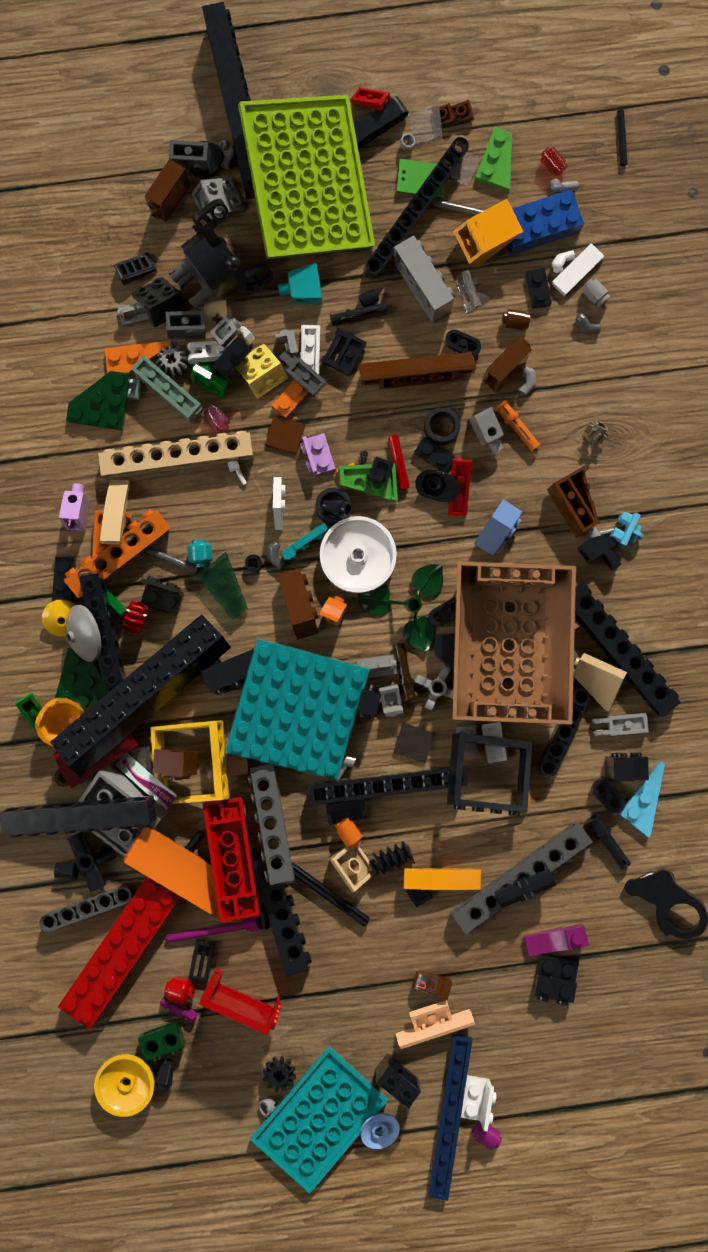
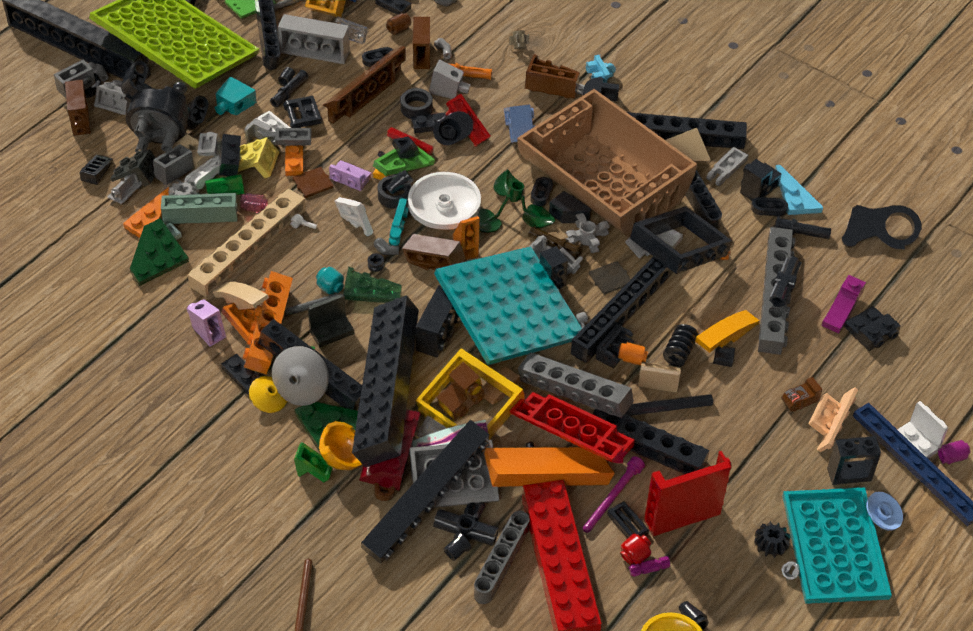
camera: 45 degrees left, 35 degrees down
(135, 617) = (327, 345): red gear -> none
(159, 1036) = (660, 593): dark green brick -> none
(263, 918) = (638, 453): black arm -> none

